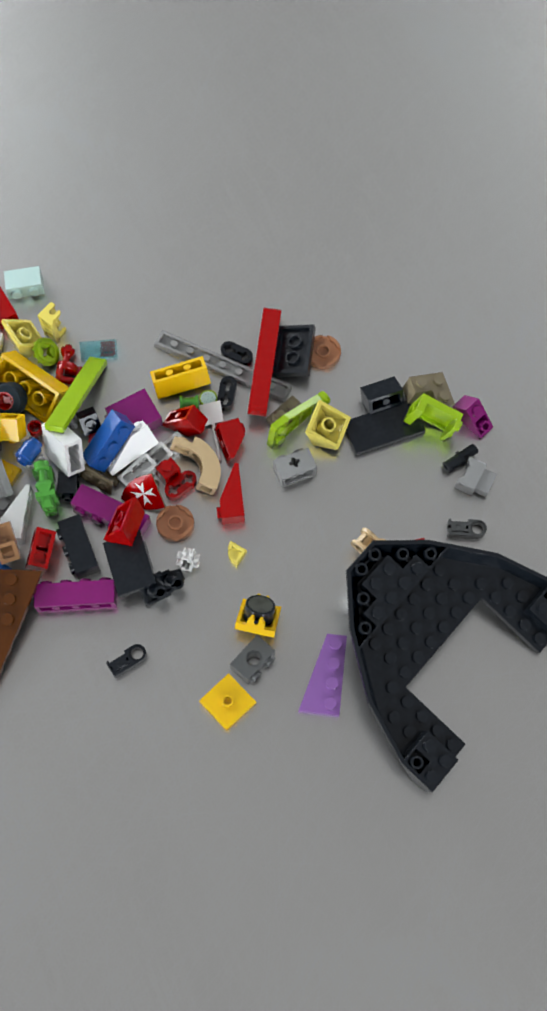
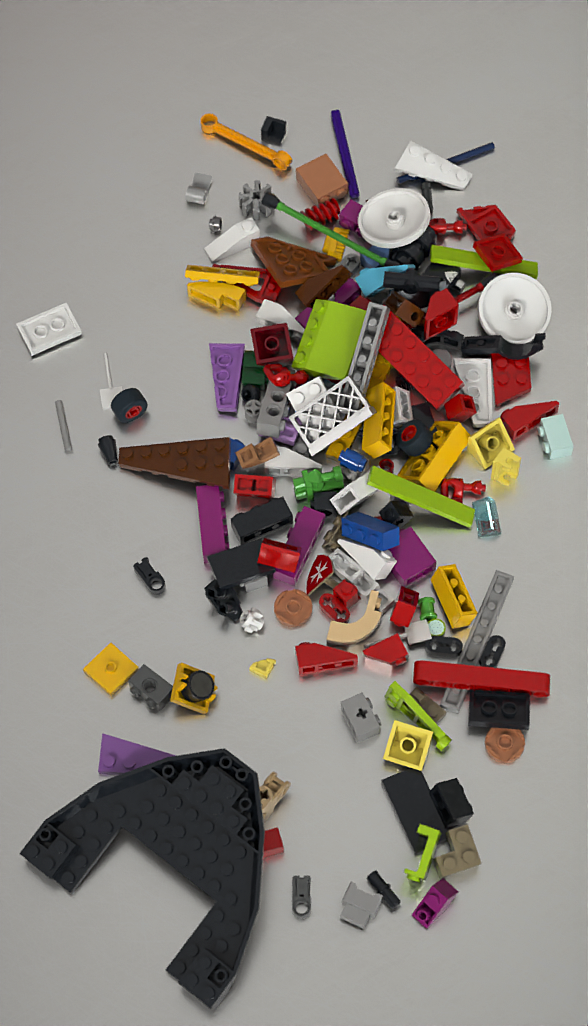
camera: 90 degrees right, 5 degrees down
(52, 351) = (477, 473): lime gear -> none

